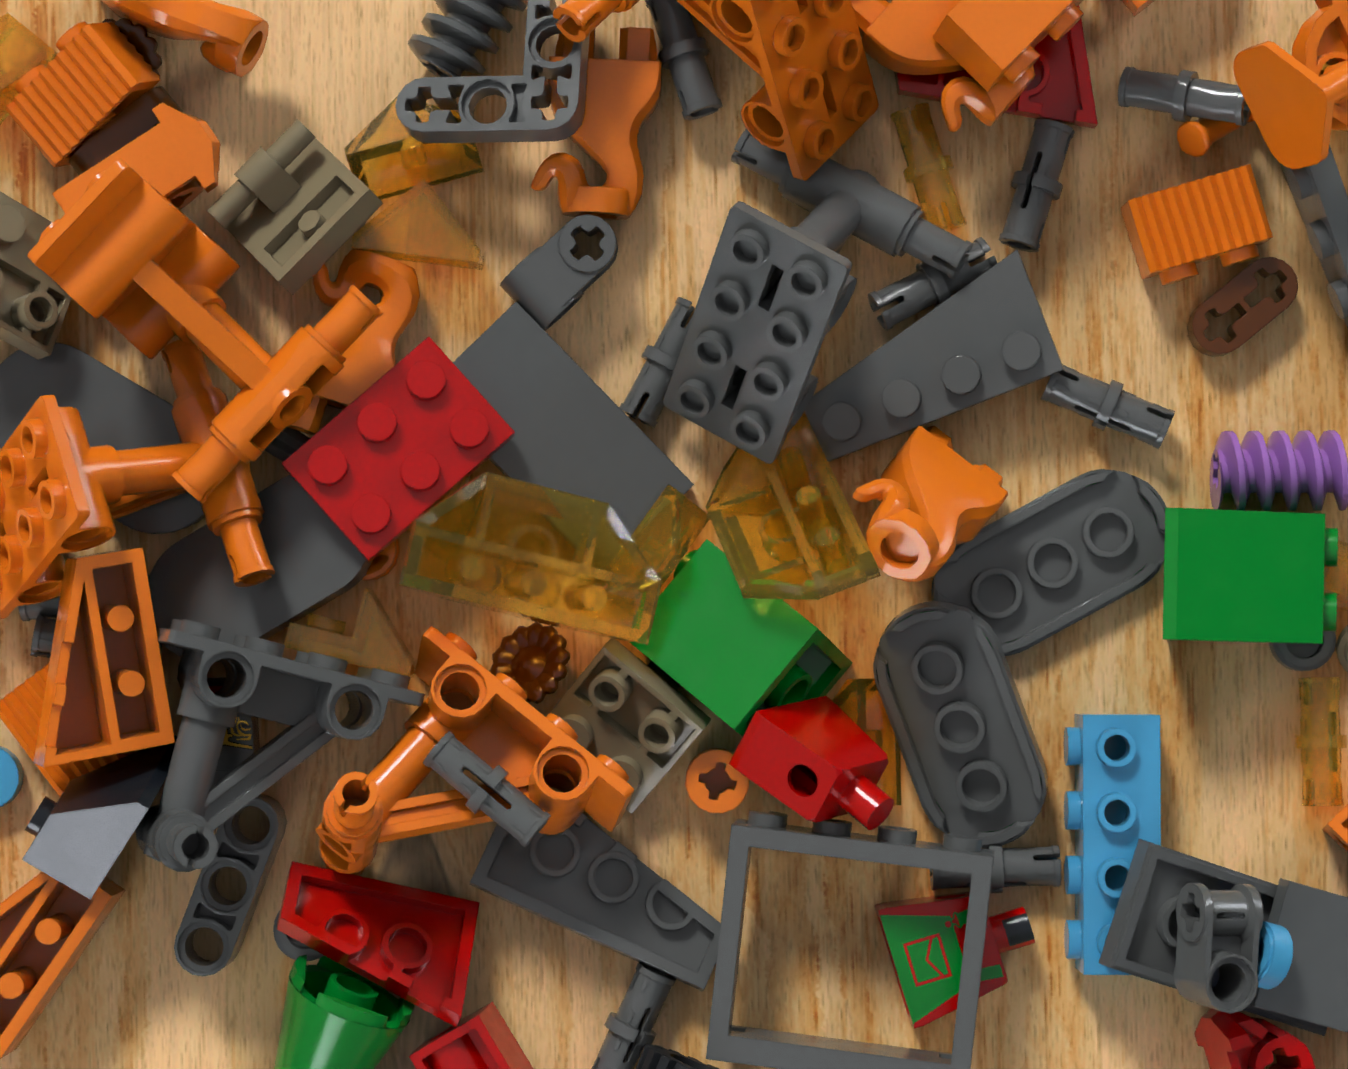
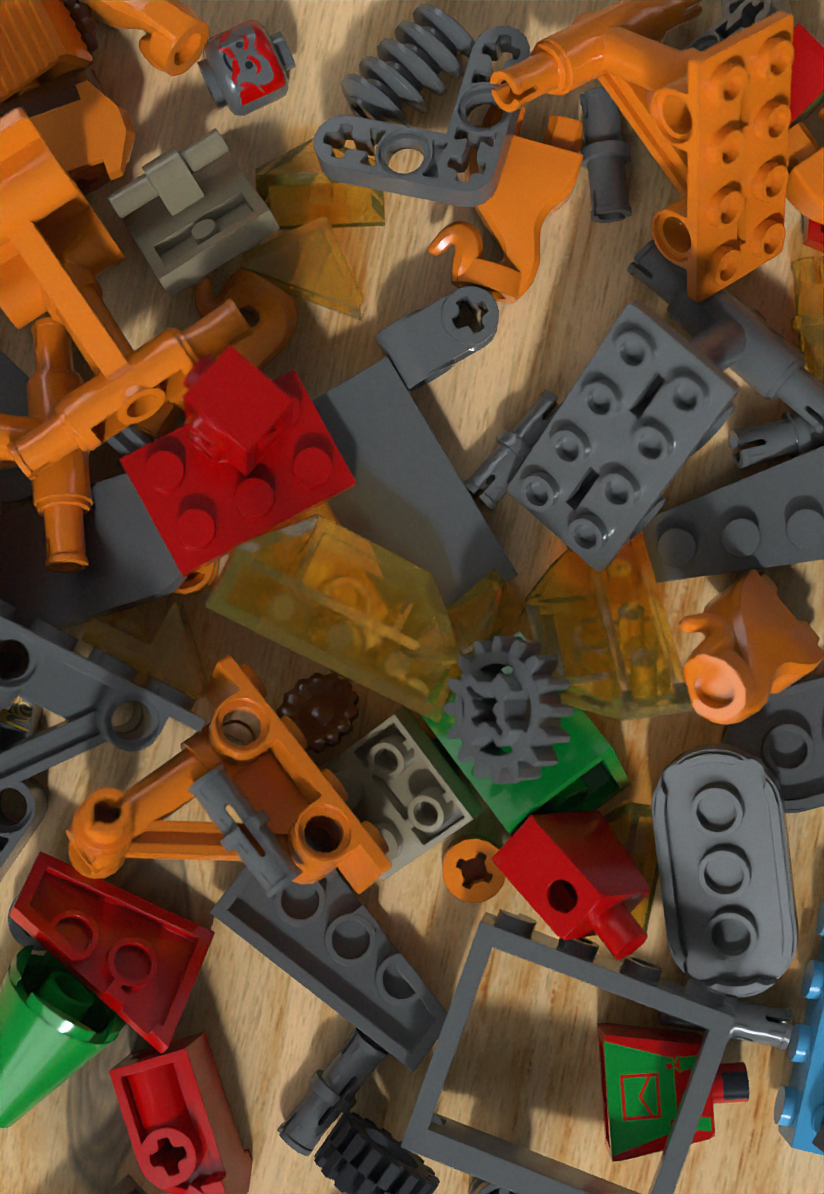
camera: 15 degrees right, 0 degrees up
(311, 49) = (246, 67): none -> dark grey head
(383, 393) = (234, 410): none -> red brick
(709, 615) = (508, 709): none -> dark grey gear

